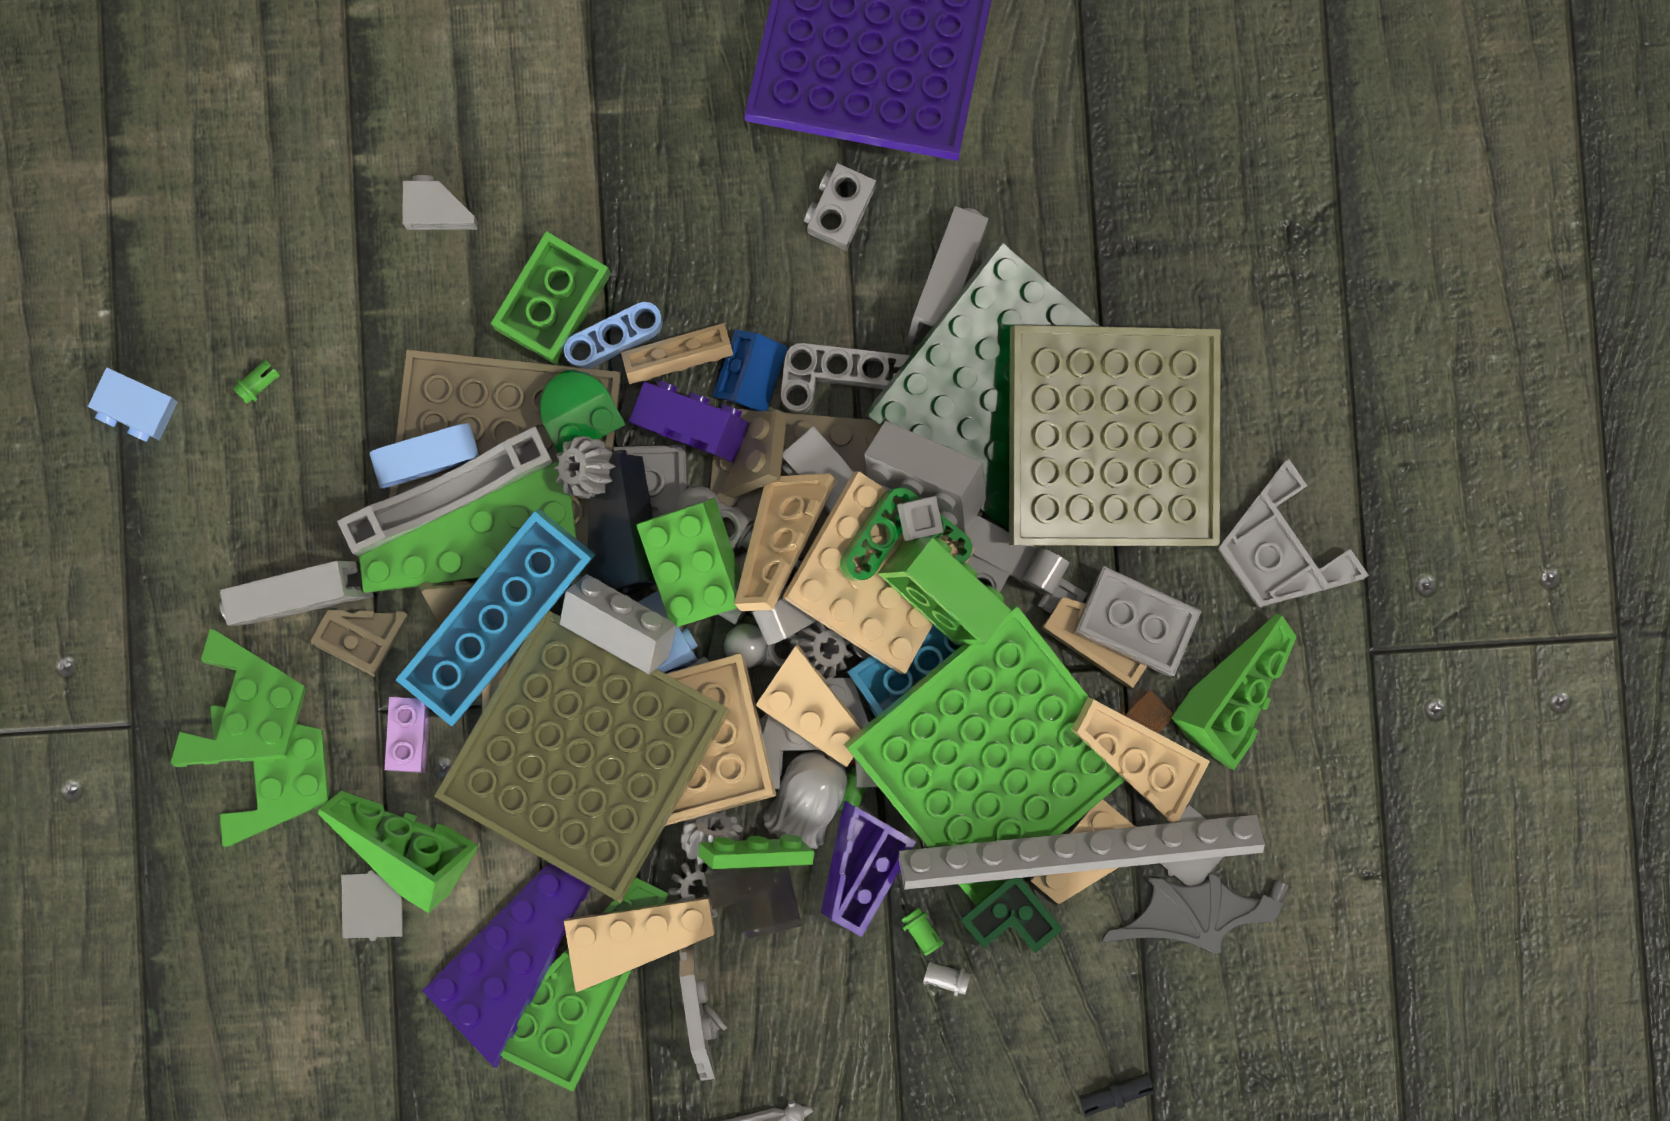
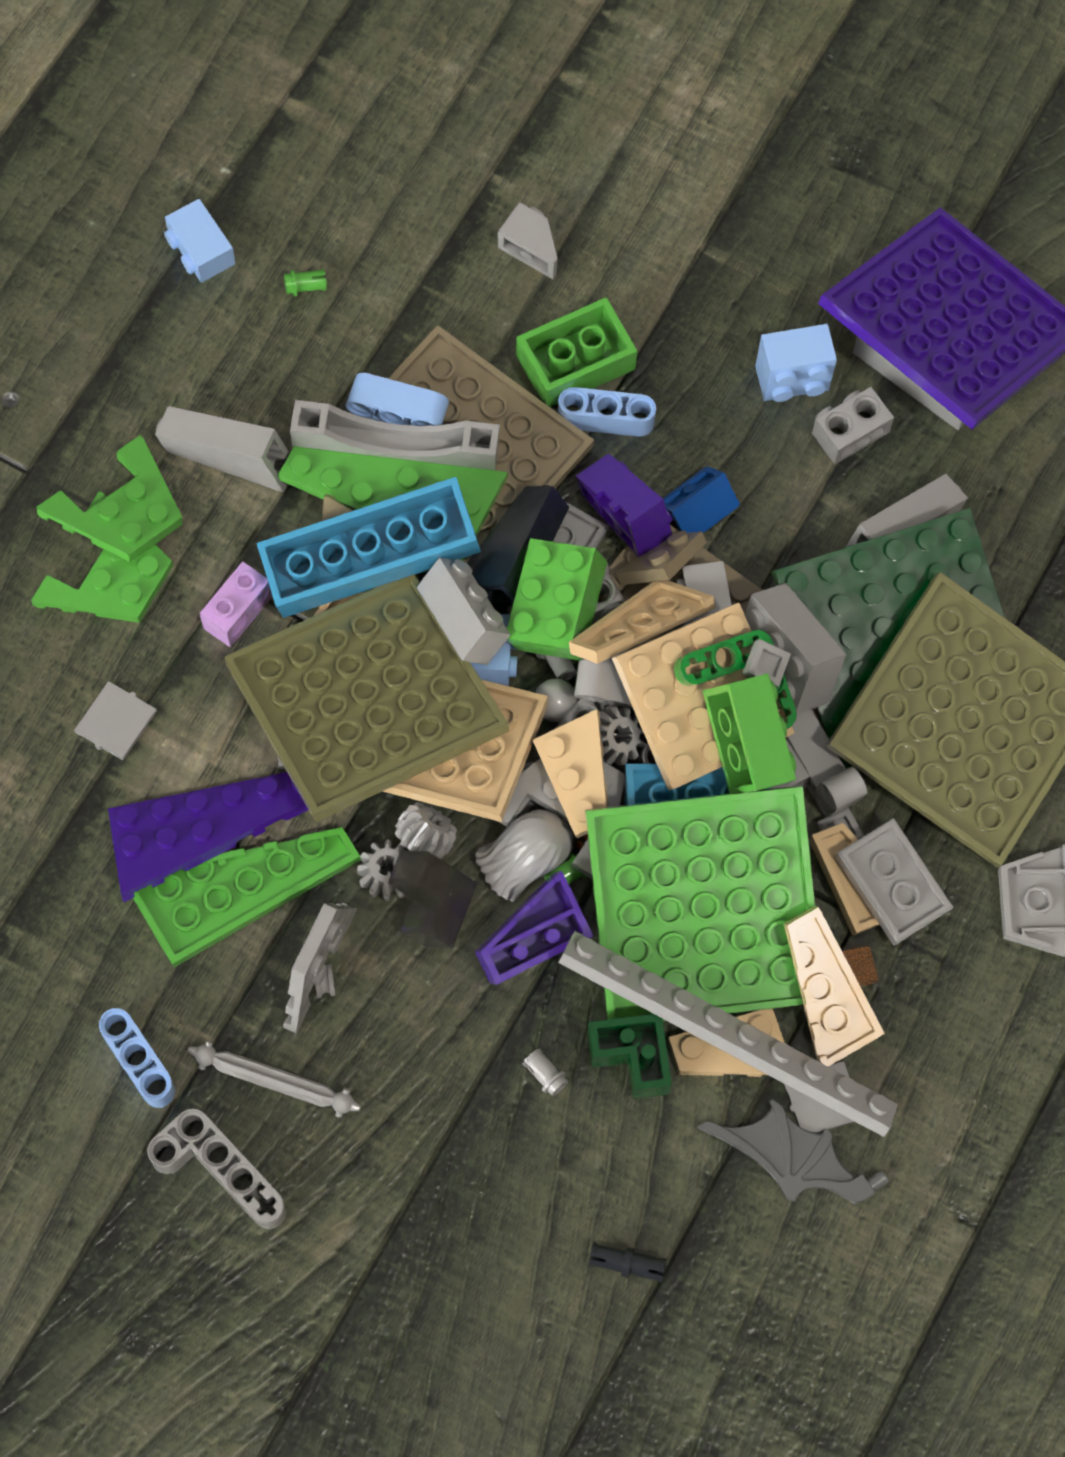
camera: 25 degrees right, 15 degrees down
(359, 637) = (251, 512): dark tan wing -> none
(410, 856) = (170, 697): bright green wedge -> none
(577, 406) = (540, 443): green slope -> none
(584, 467) = (517, 480): light grey gear -> none
(628, 938) = (299, 865): tan wing -> none
(677, 353) = (648, 455): tan plate -> none
(755, 852) = (455, 857): bright green plate -> none
(756, 183) = (795, 363): none -> light blue brick
(819, 372) = (753, 533): light grey beam -> none
(922, 931) = (549, 1020): bright green pin -> none
(1227, 702) = (932, 995): bright green wedge -> none

